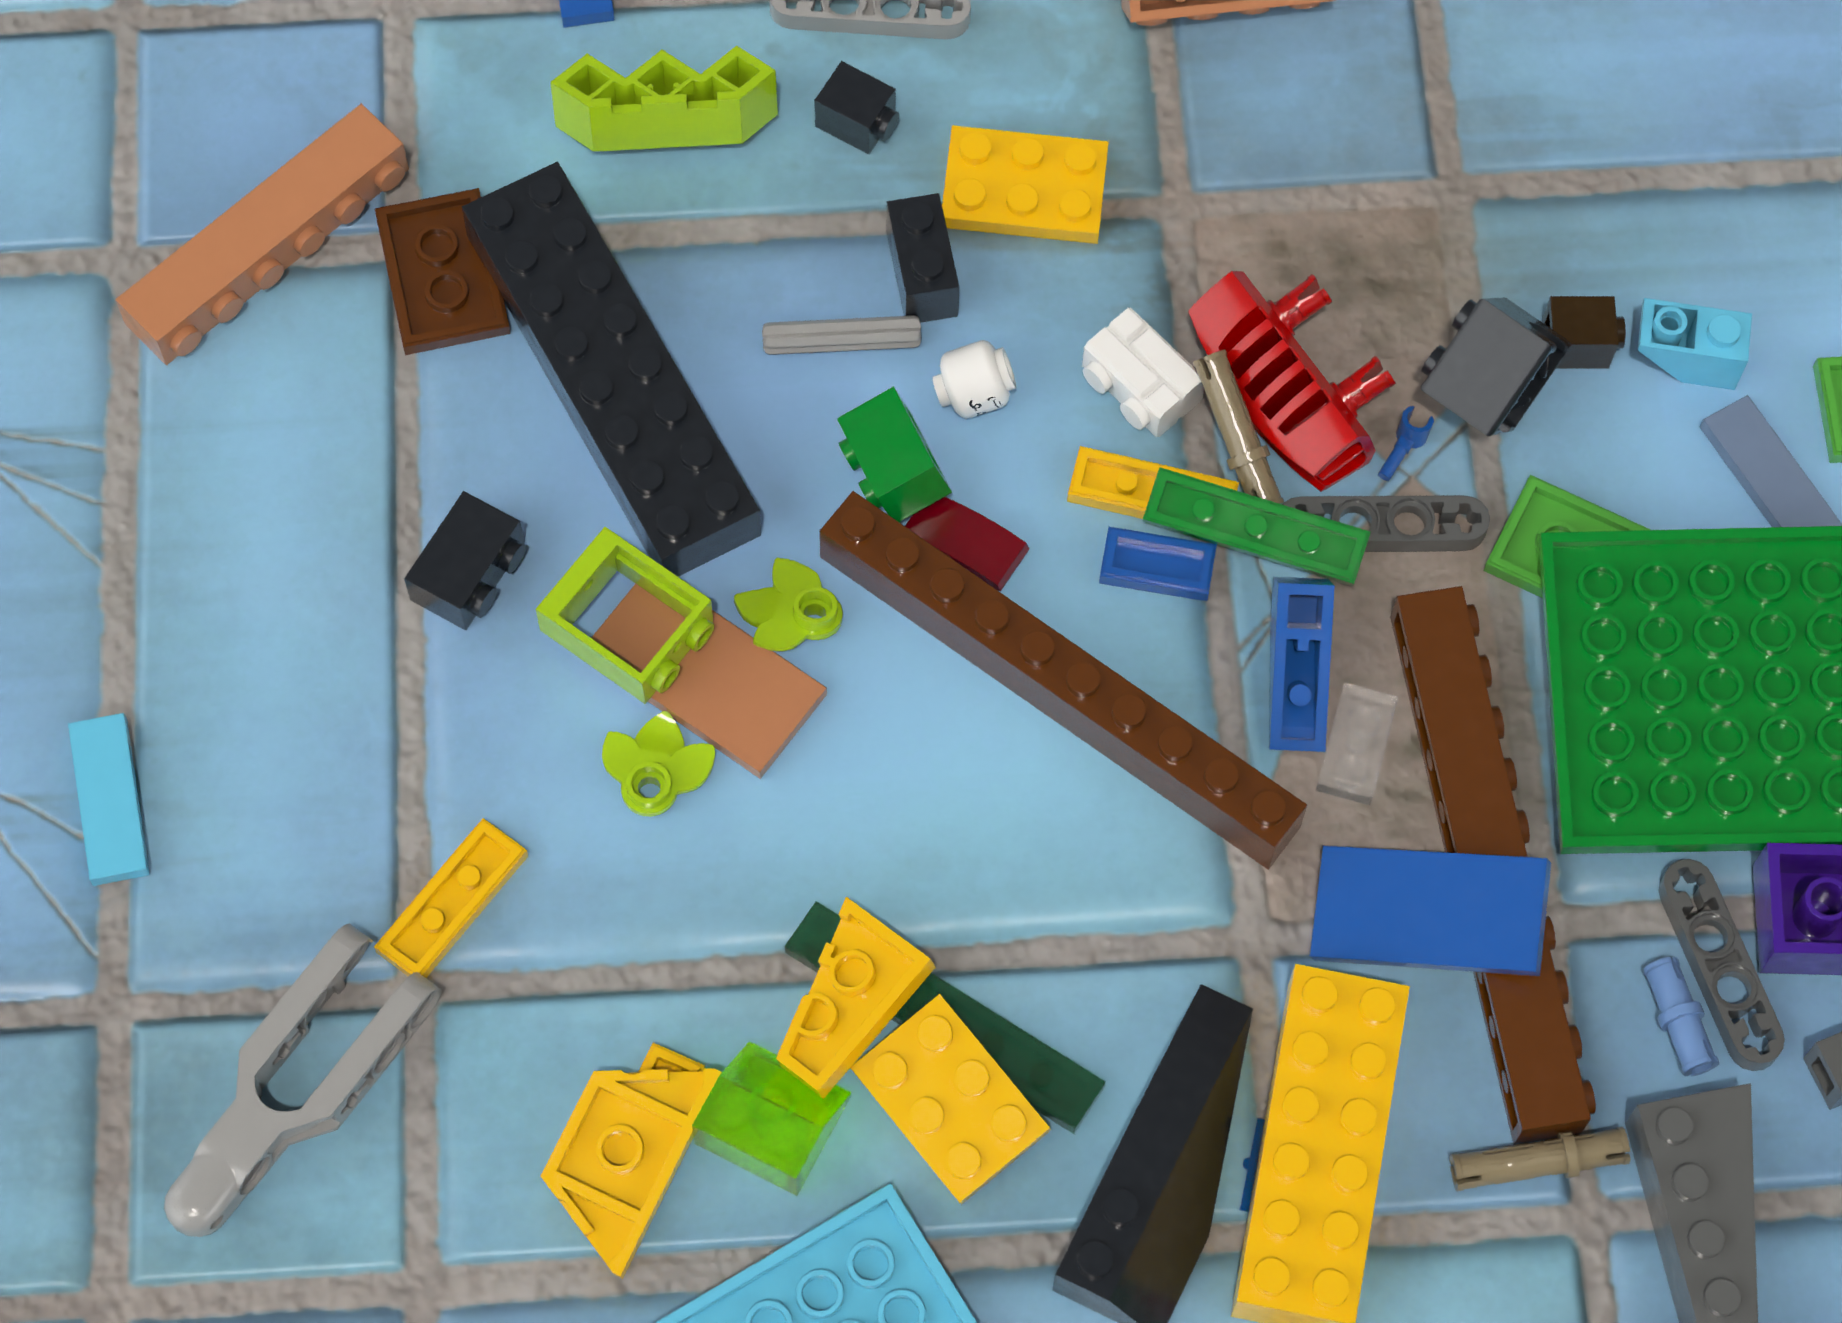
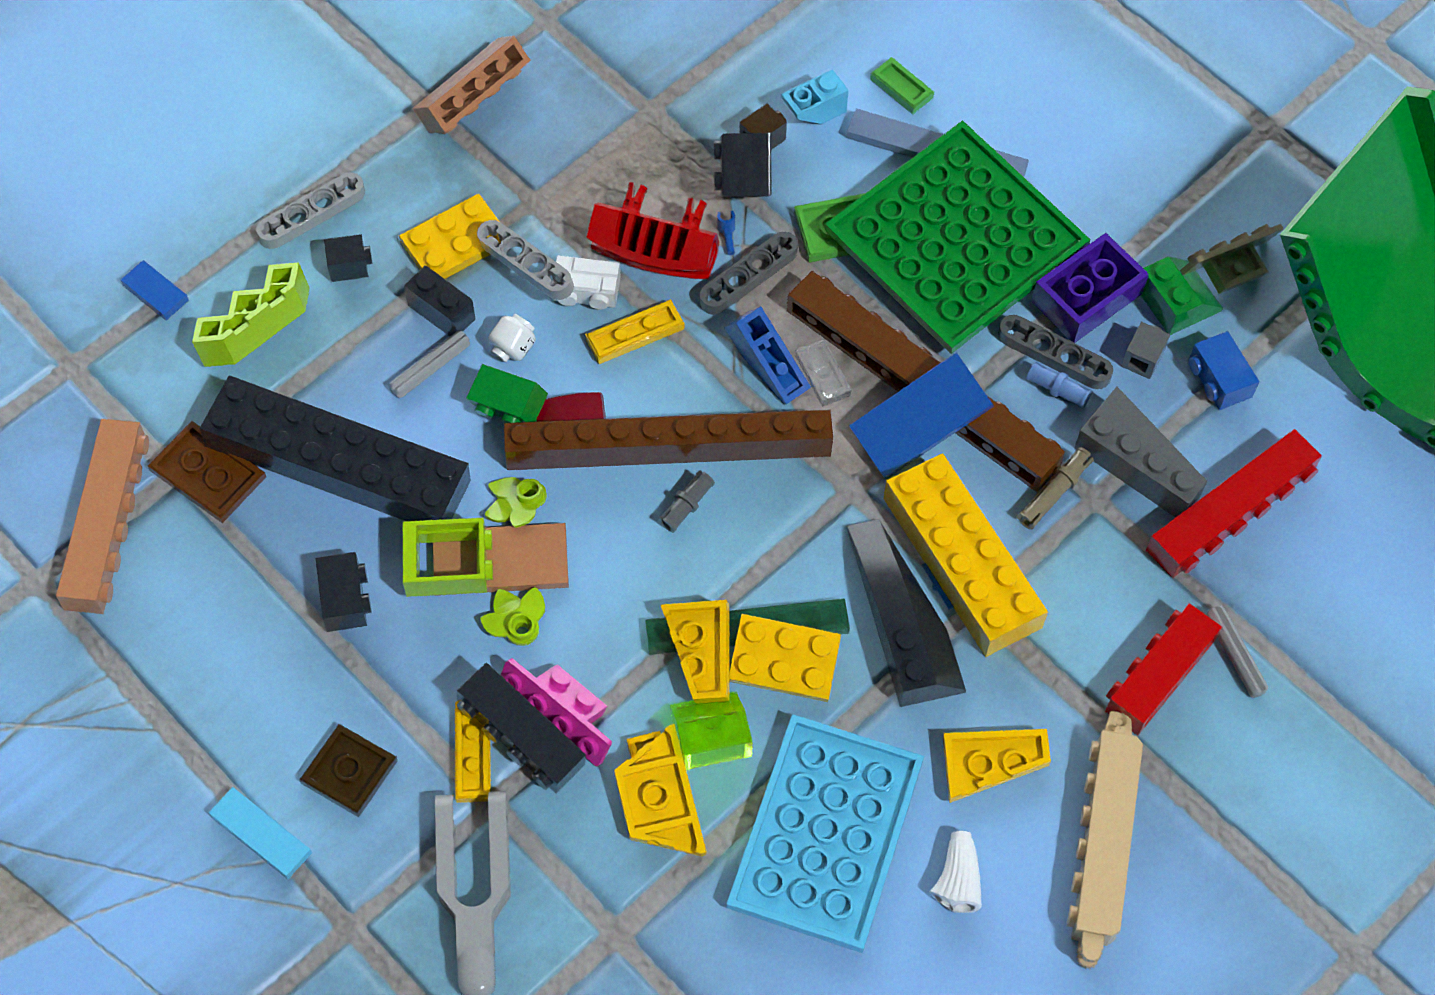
camera: 40 degrees left, 5 degrees down
(280, 803) = (348, 770): none -> dark brown tile
(526, 920) = (520, 728): none -> black brick
(611, 930) = (564, 704): none -> dark pink bracket
(1011, 781) = (686, 501): none -> dark grey pin
(1079, 281) = (525, 259): none -> light grey beam
(1157, 563) = (665, 361): blue tile -> none
(1236, 427) = (654, 275): dark tan pin -> none
(1256, 526) = (697, 311): green tile -> none

